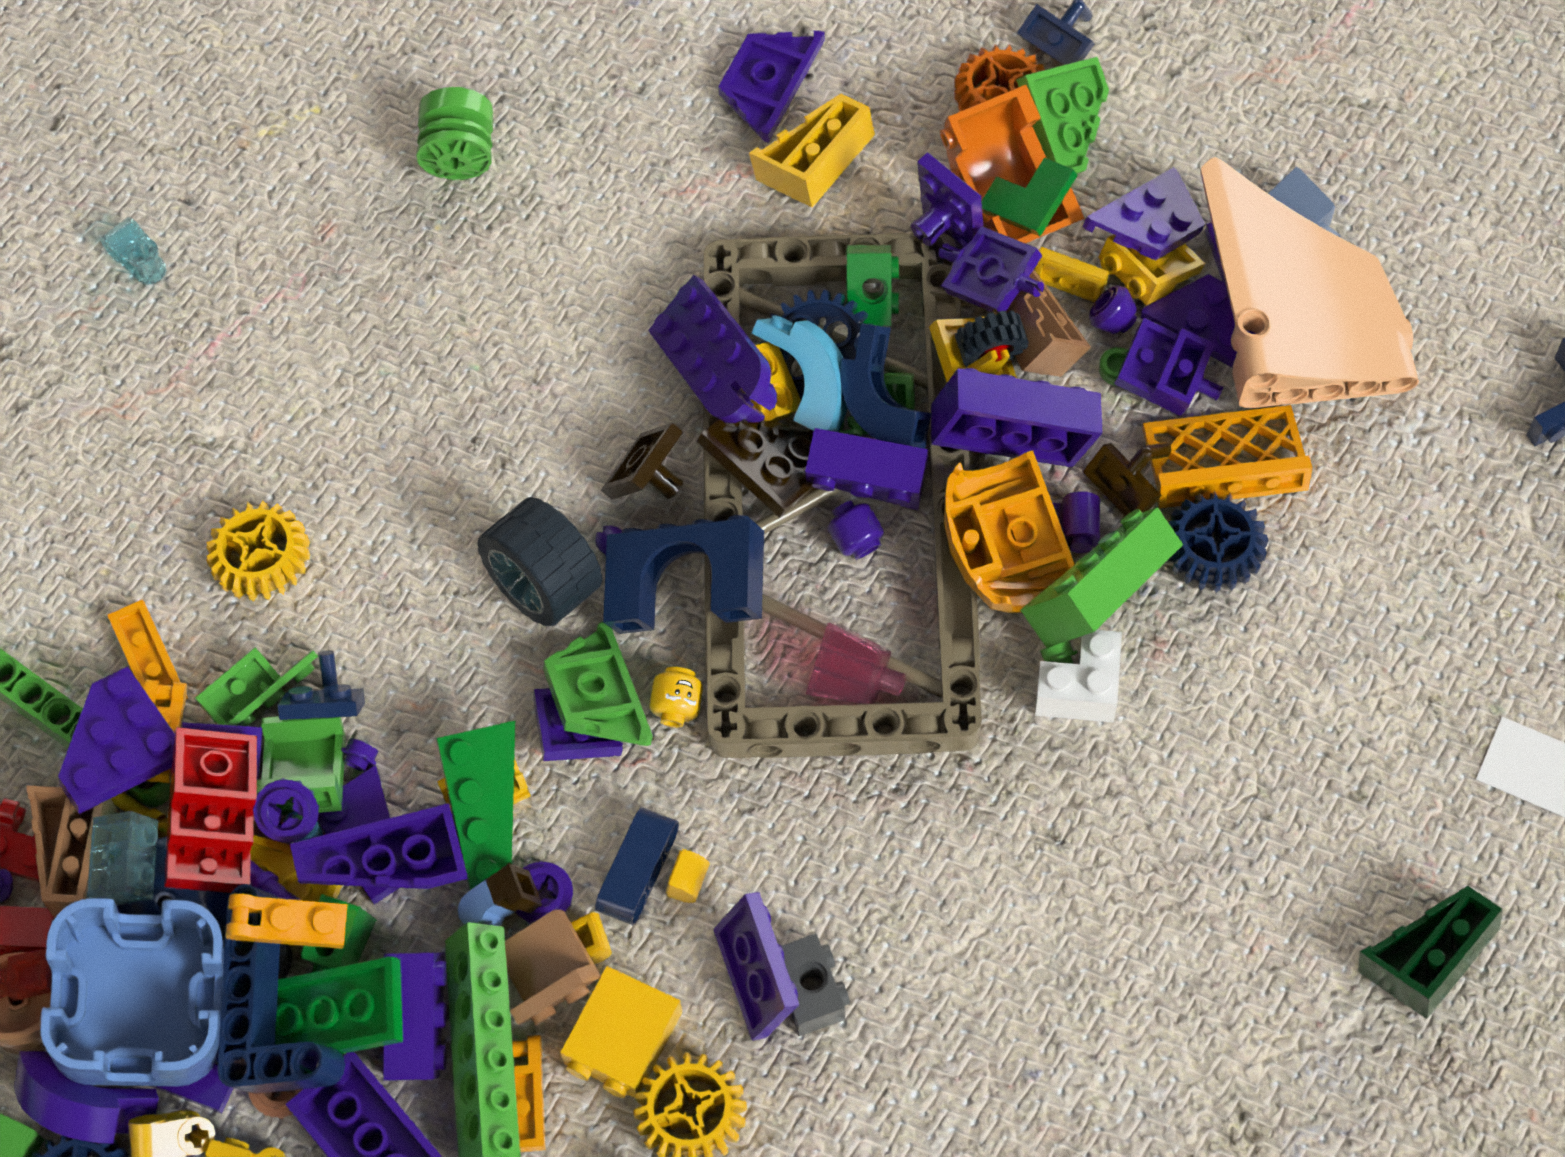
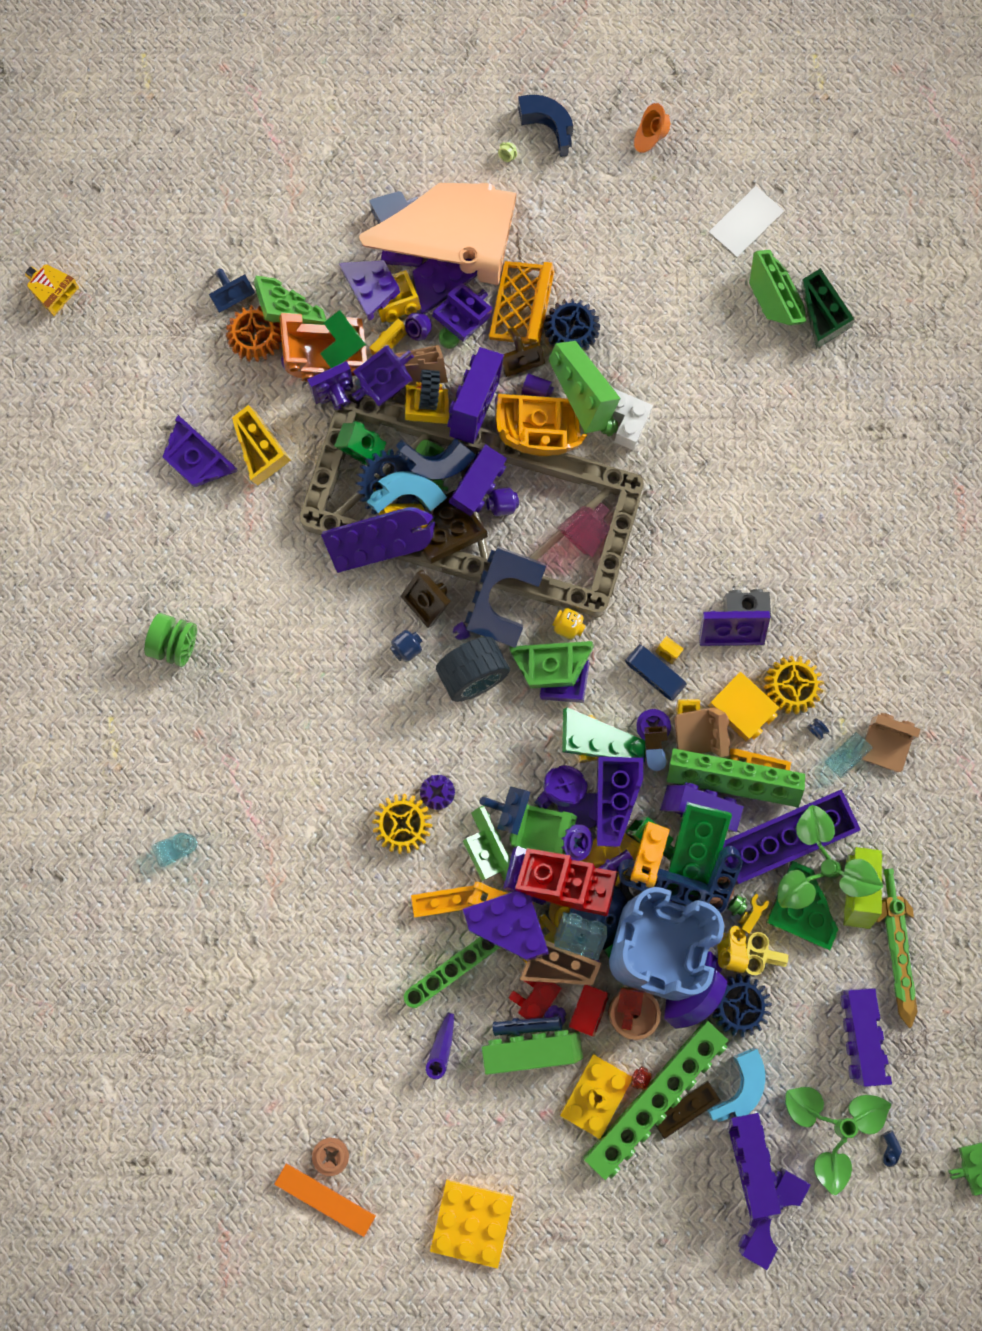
camera: 75 degrees left, 15 degrees up
(257, 1130) = (737, 905): none -> bright green plate
(333, 603) = (438, 802): none -> dark purple gear
(390, 777) = (565, 786): none -> dark purple tile
(555, 462) = (406, 645): none -> dark blue head
(1435, 855) = (775, 290): none -> bright green wedge
(1490, 347) = (507, 151): none -> yellowish green plate

